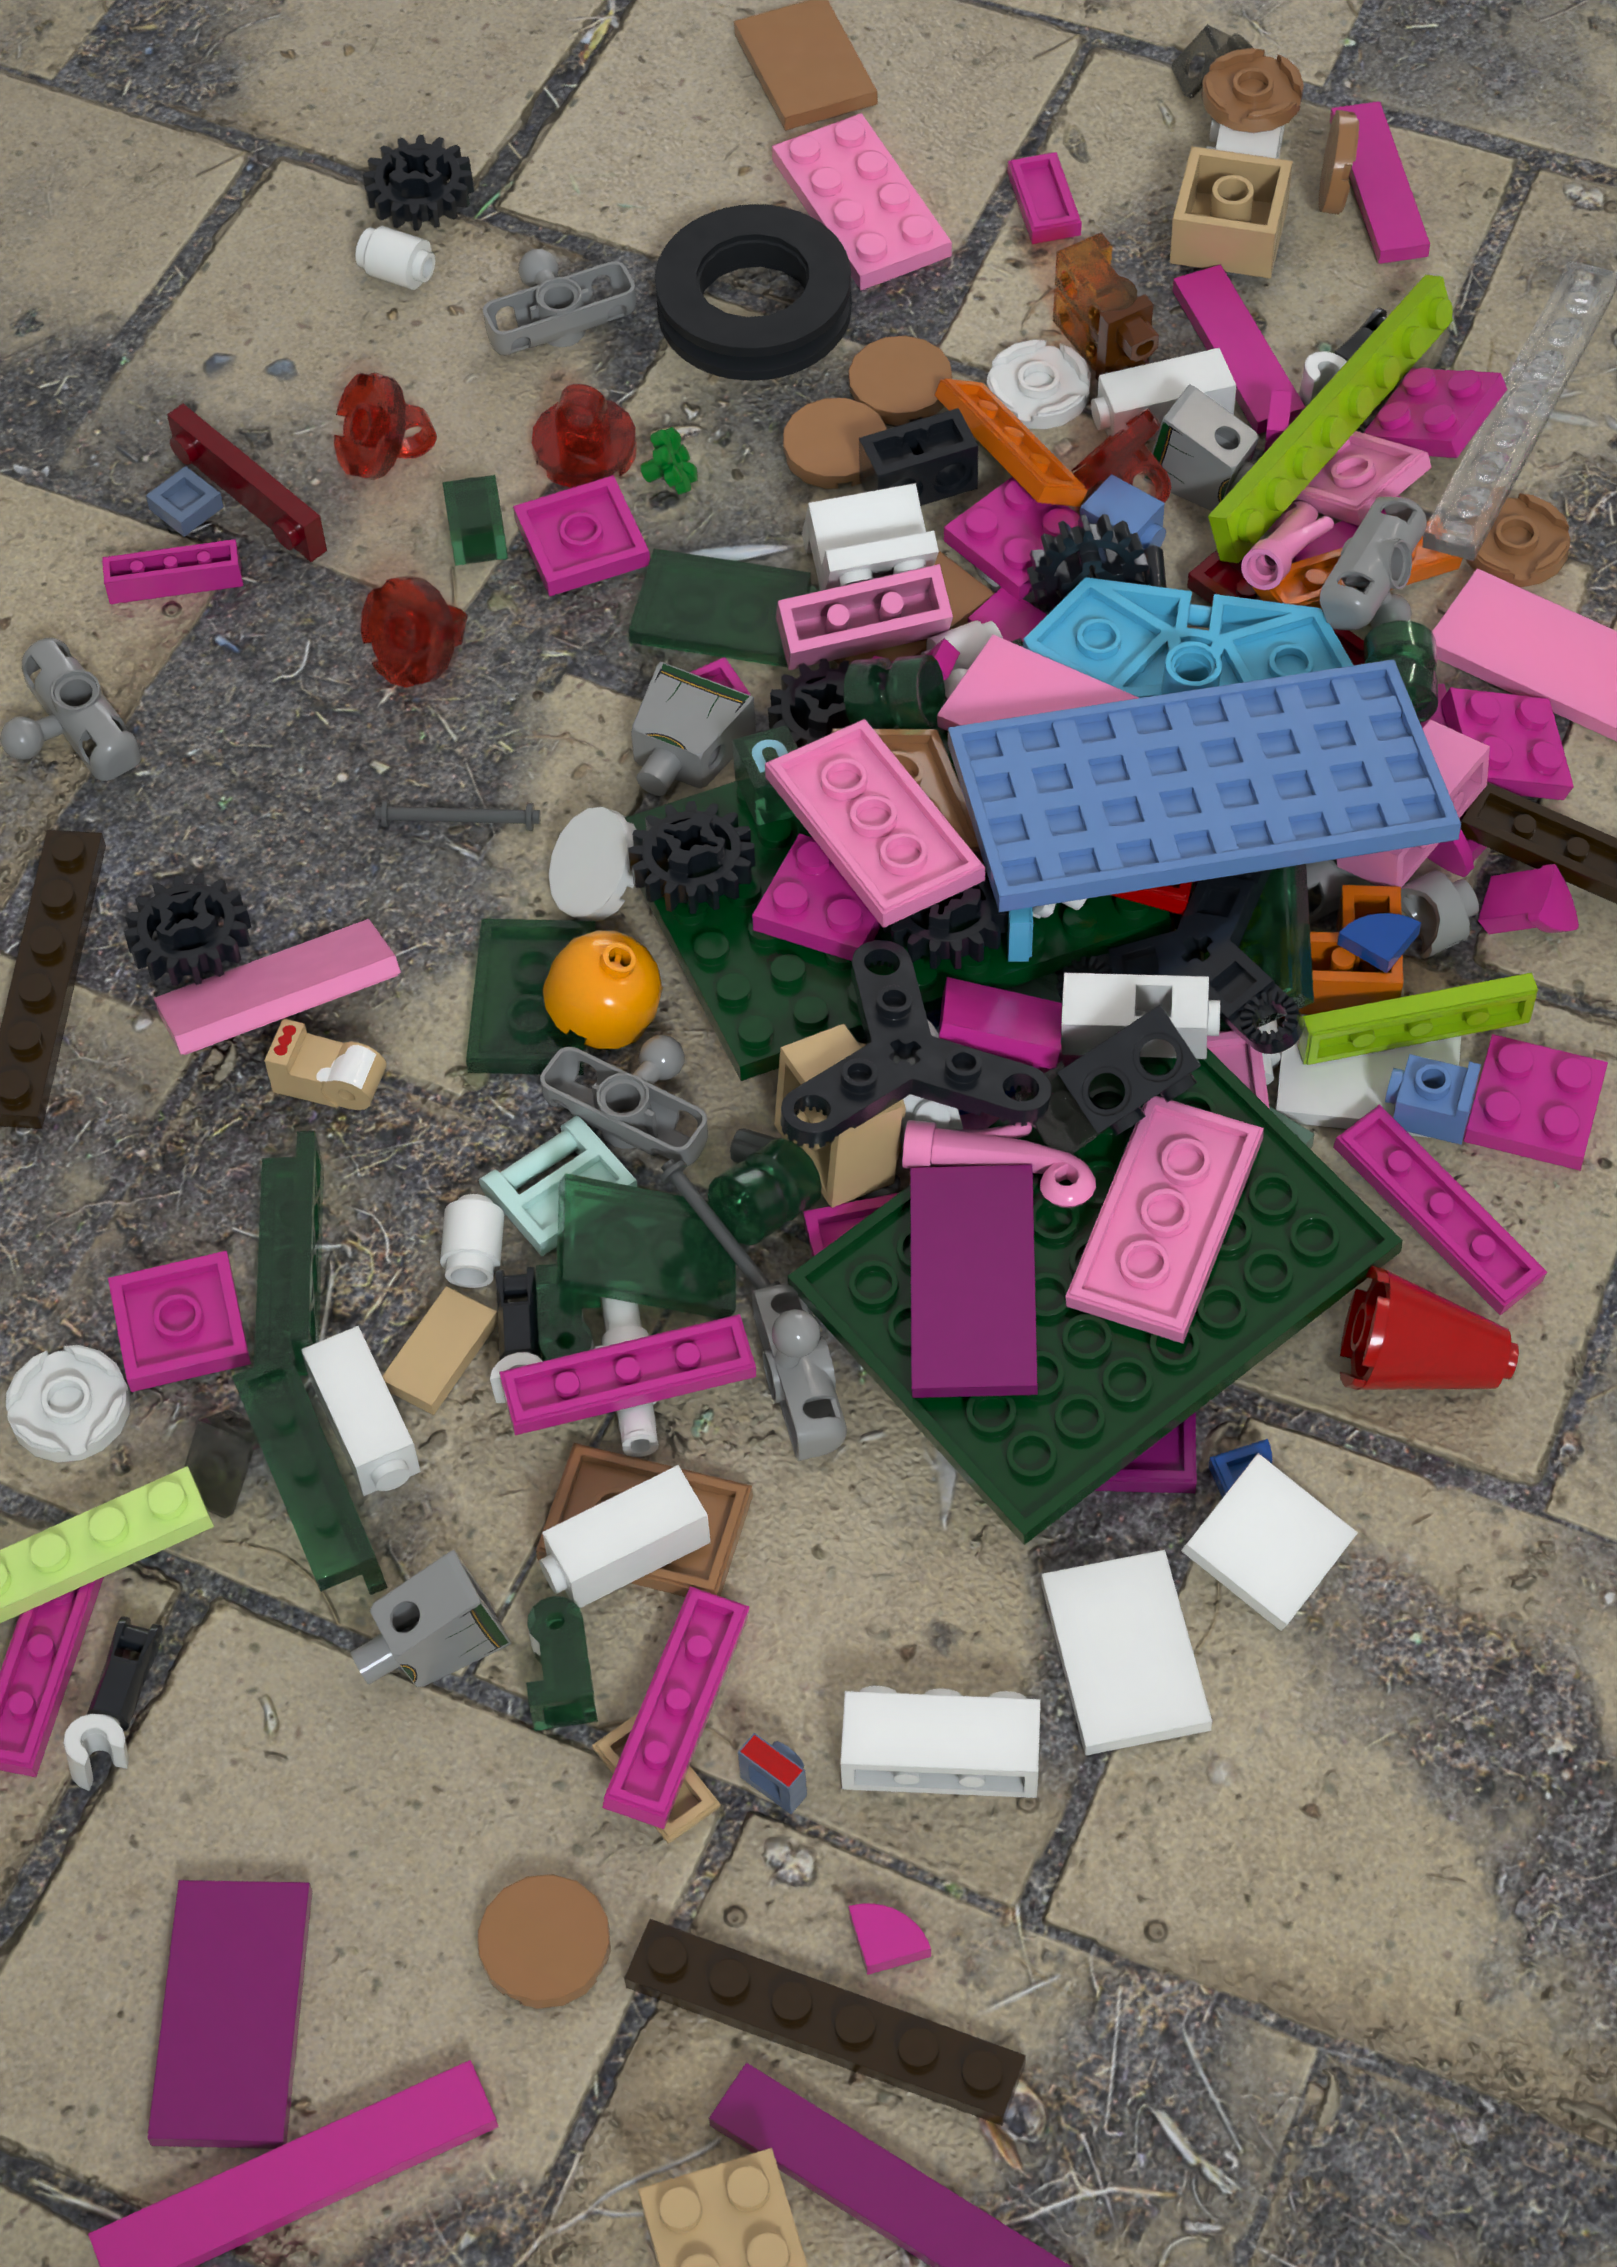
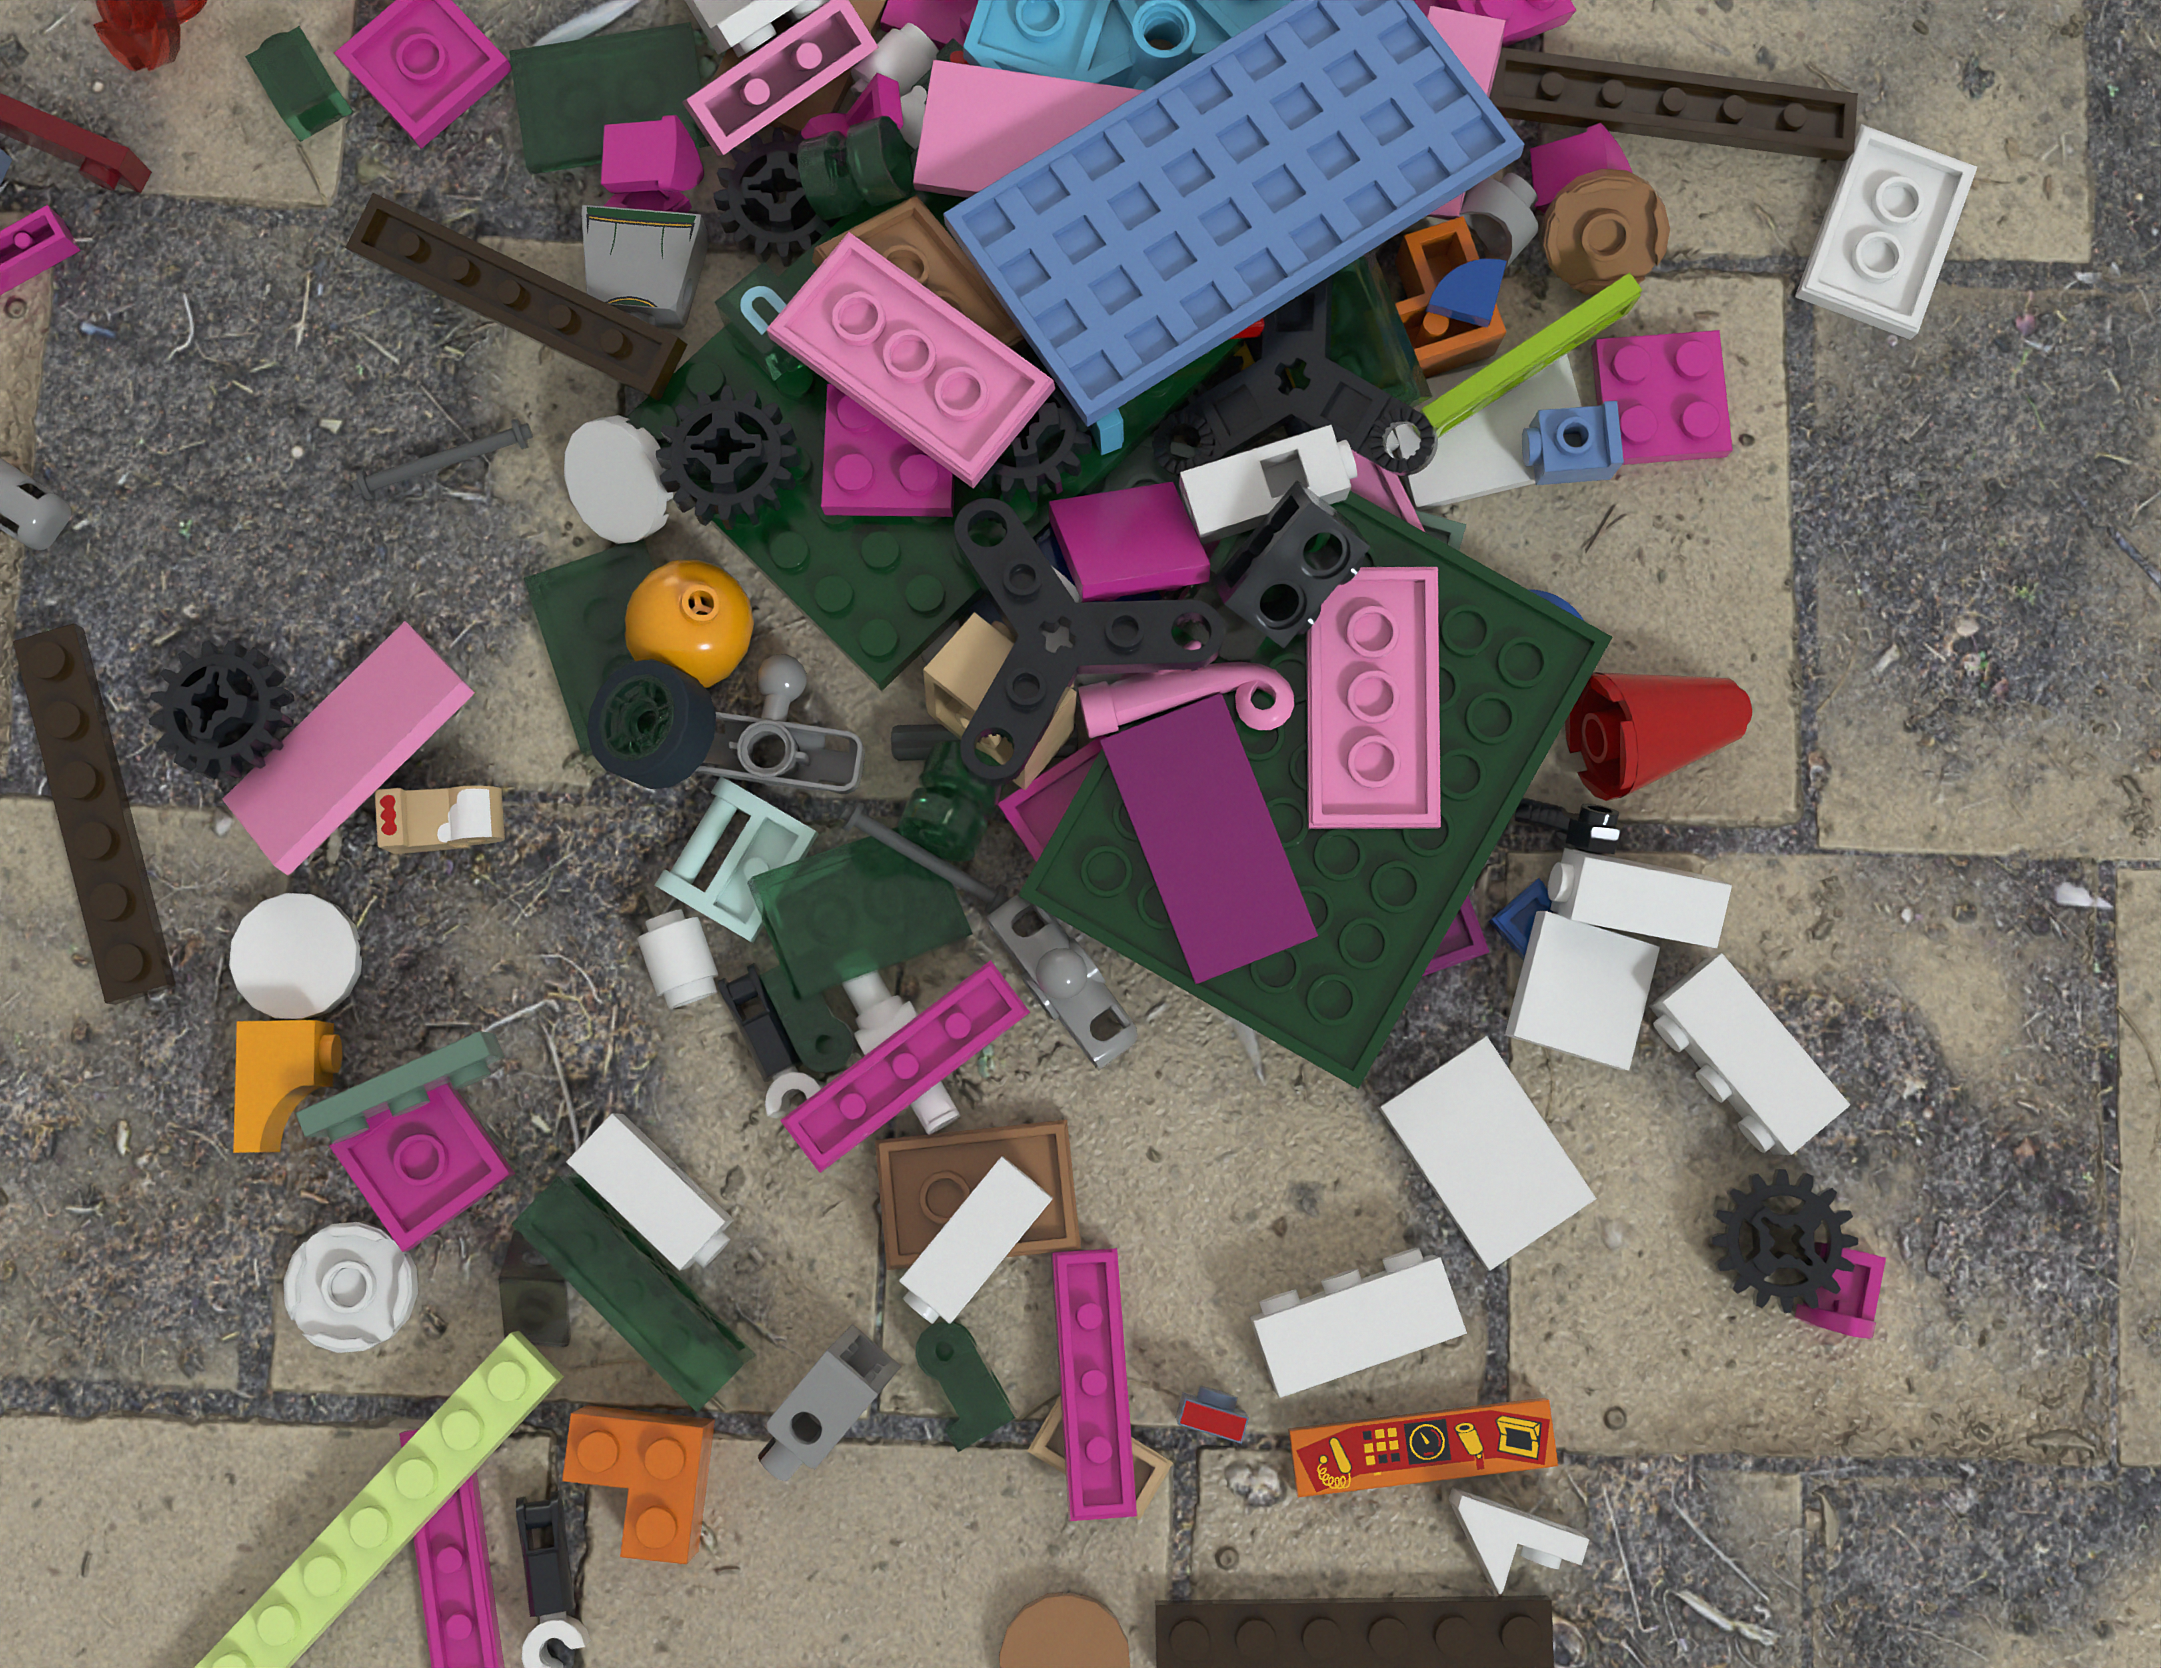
camera: 25 degrees left, 25 degrees up
(95, 1209) = (275, 1072): none -> light orange arch
(152, 1135) = (295, 956): none -> white tile
(193, 1240) = (401, 1088): none -> sand green plate
(258, 1630) = (661, 1464): none -> orange brick
(290, 1253) = (521, 1084): clear green fence -> none
(411, 630) = (296, 257): clear red tile -> none
(440, 1350) = (697, 1086): tan tile -> none
(535, 1042) = (646, 696): none -> black wheel
(576, 709) = (517, 296): none -> dark brown plate
(733, 650) = (650, 157): none -> dark pink tile
(887, 1937) = (1378, 1530): dark pink tile -> none
(960, 1880) = (1422, 1447): none -> tile
(1003, 1968) = (1498, 1528): none -> white slope
(1331, 1414) = (1590, 830): none -> black piece
(1349, 1472) = (1639, 897): none -> white brick
(1359, 1837) = (1805, 1219): none -> black gear
(1403, 1648) = (1747, 1057): none -> white brick
(1420, 1893) = (1855, 1305): none -> dark pink tile
(1440, 1209) = (1613, 560): dark pink tile -> none
(1530, 936) = (1605, 229): none -> medium nougat tile

